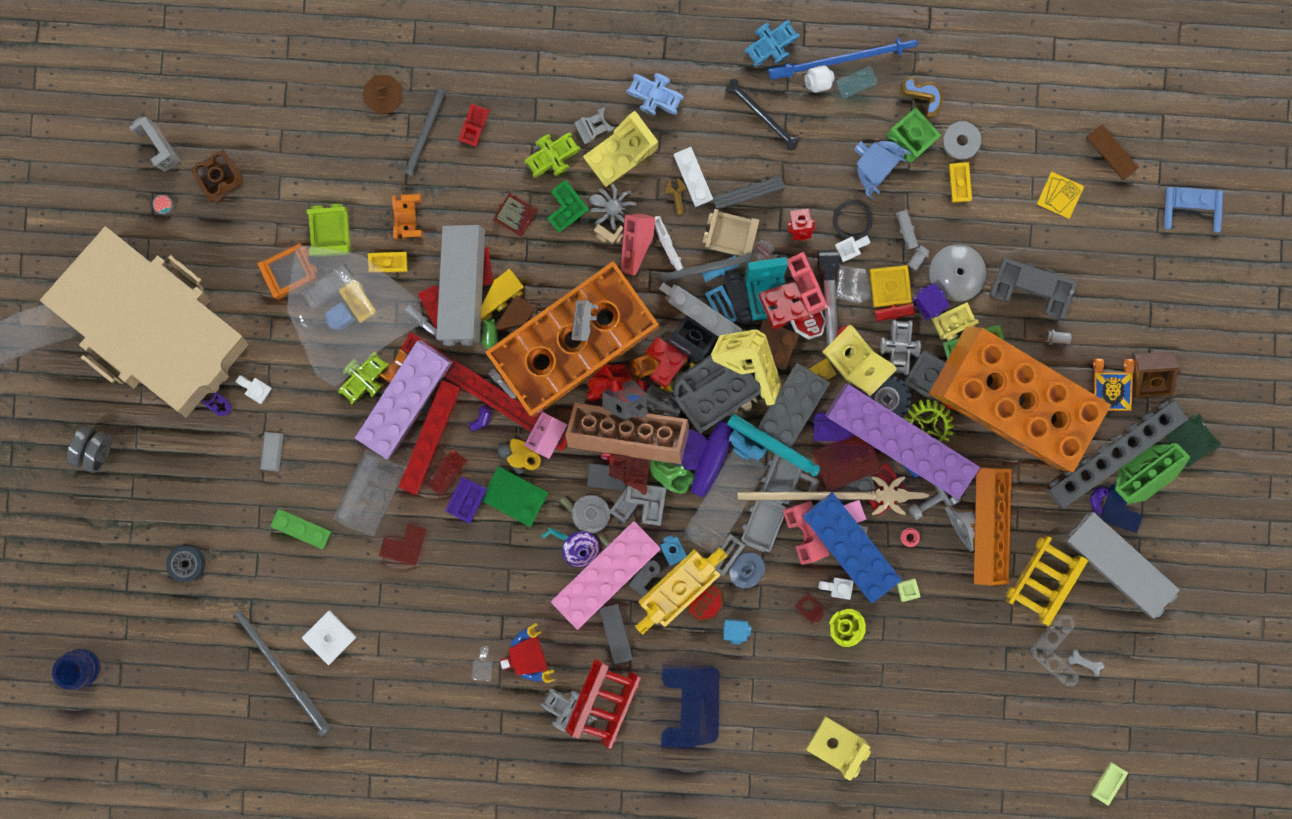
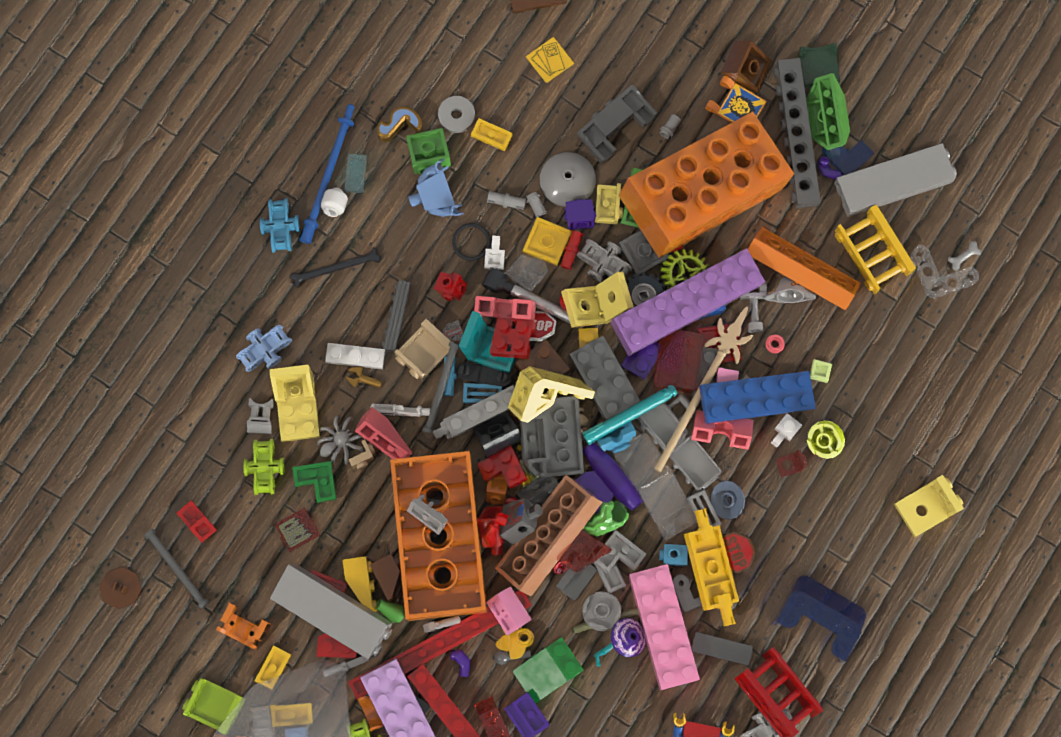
camera: 60 degrees left, 10 degrees down
(736, 630) = (776, 539): dark azure brick -> none

